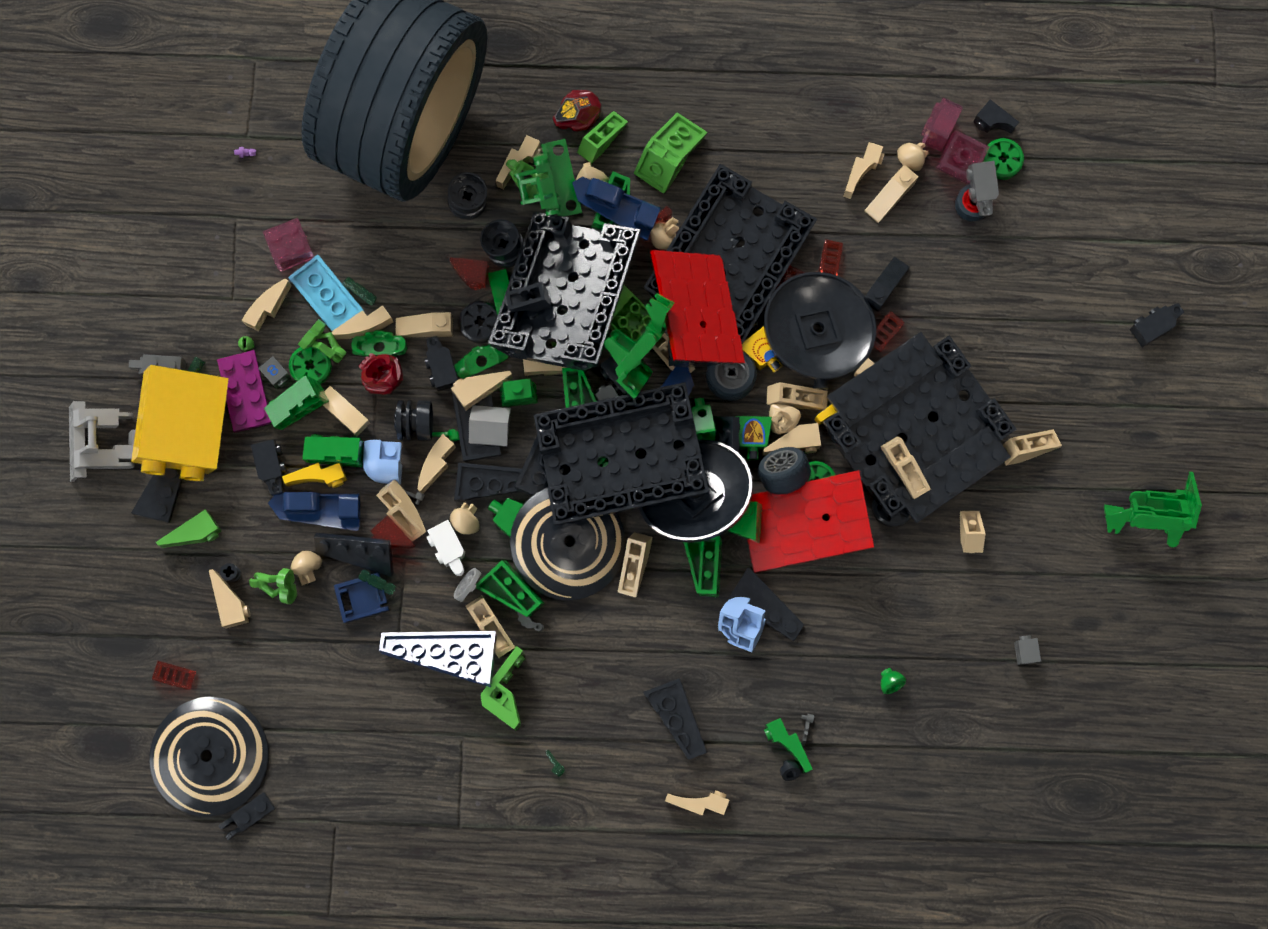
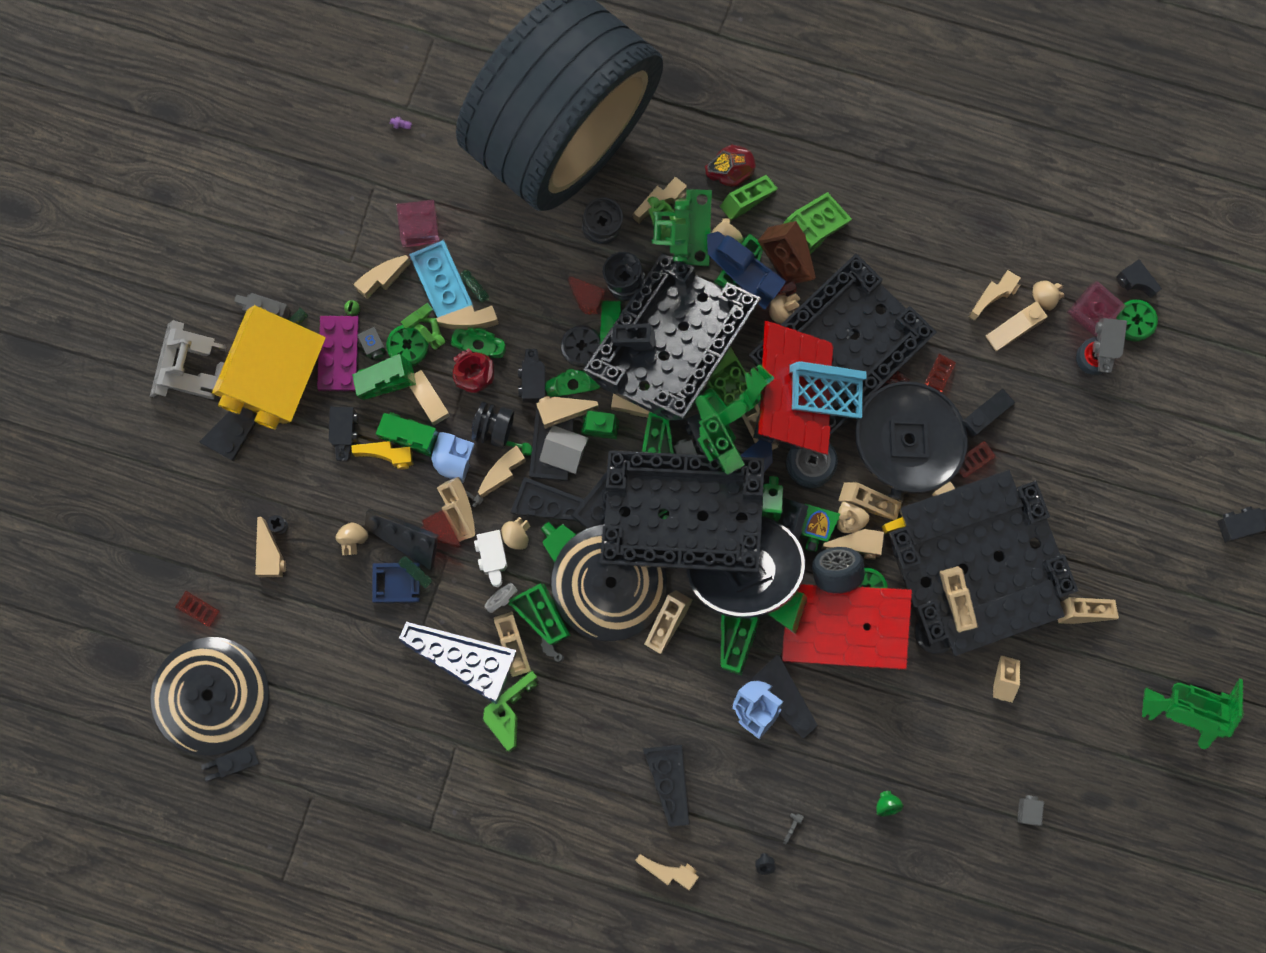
camera: 15 degrees right, 0 degrees up
(196, 530) = (255, 475): bright green slope -> none
(284, 580) = (326, 546): bright green piece -> none
(318, 509) = (381, 487): dark blue panel -> none
(425, 325) = (528, 335): tan slope -> none
(558, 769) = (540, 801): clear green hand -> none
(640, 378) = (721, 443): none -> green slope
(655, 179) = (788, 252): none -> copper slope
(721, 286) = (825, 373): none -> medium azure fence
(760, 352) = (845, 447): yellow torso -> none
(777, 733) = (763, 824): green slope -> none
(940, 123) = (1083, 270): clear pink brick -> none

